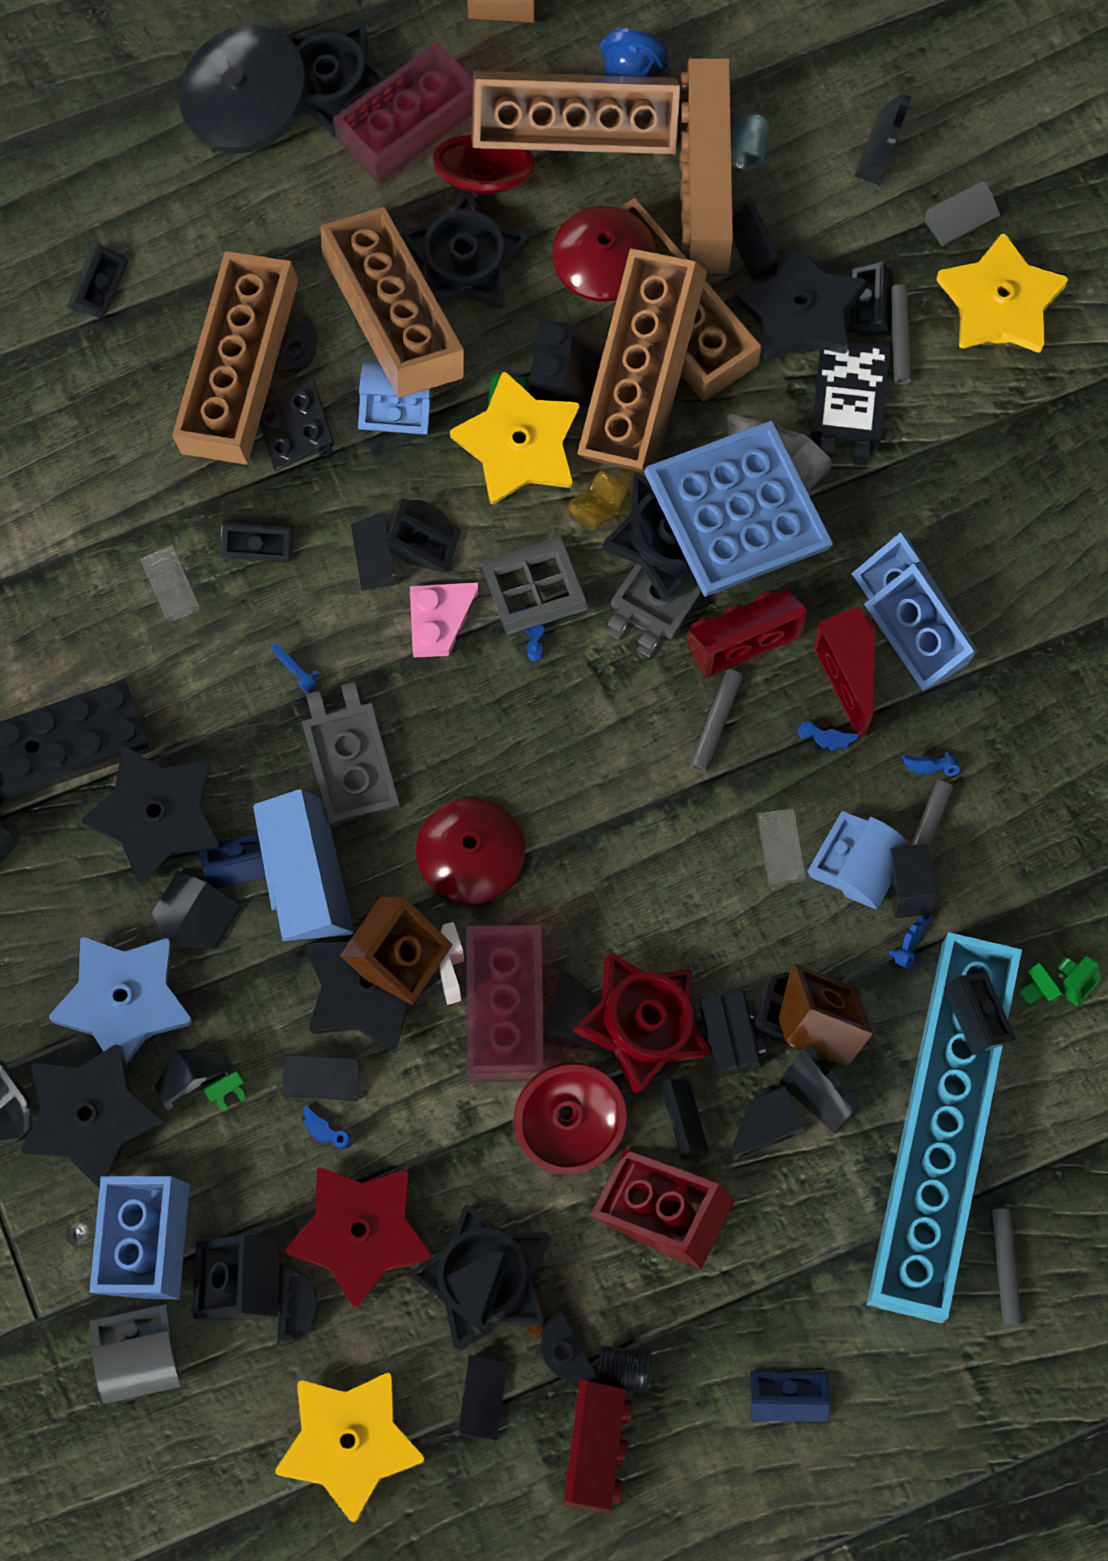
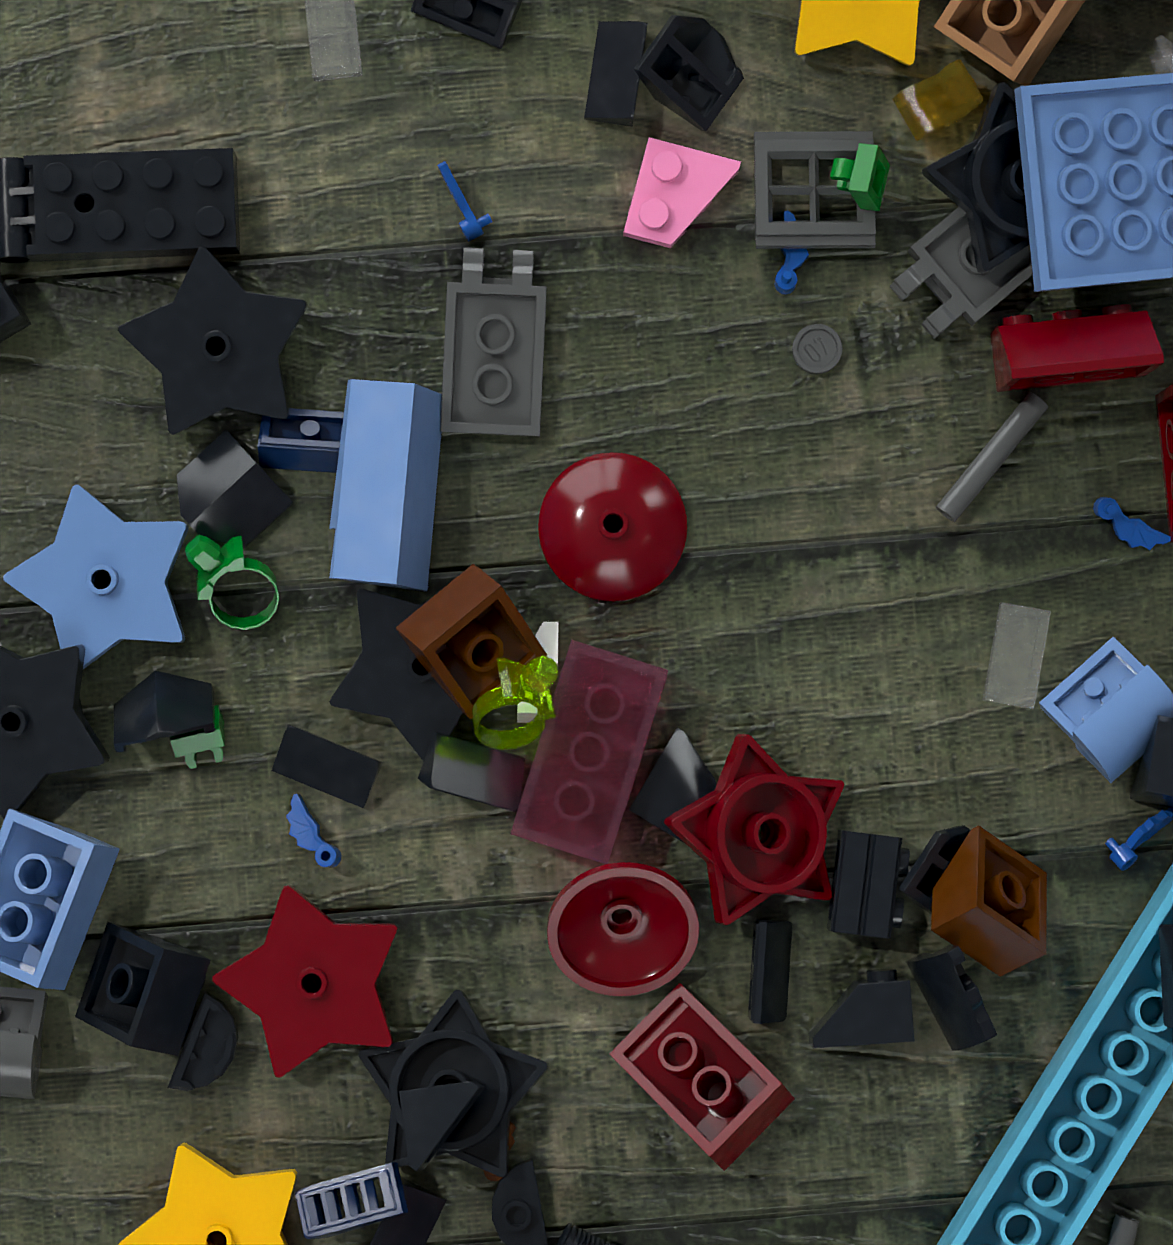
camera: 15 degrees right, 15 degrees up
(196, 959) = (215, 562): none -> green piece
(416, 1391) = (321, 1209): none -> dark blue slope
(427, 1044) = (473, 771): none -> black slope
(444, 962) = (518, 685): none -> clear neon green piece
(563, 562) = (863, 177): none -> green tile
(571, 688) = (817, 349): none -> dark grey piece

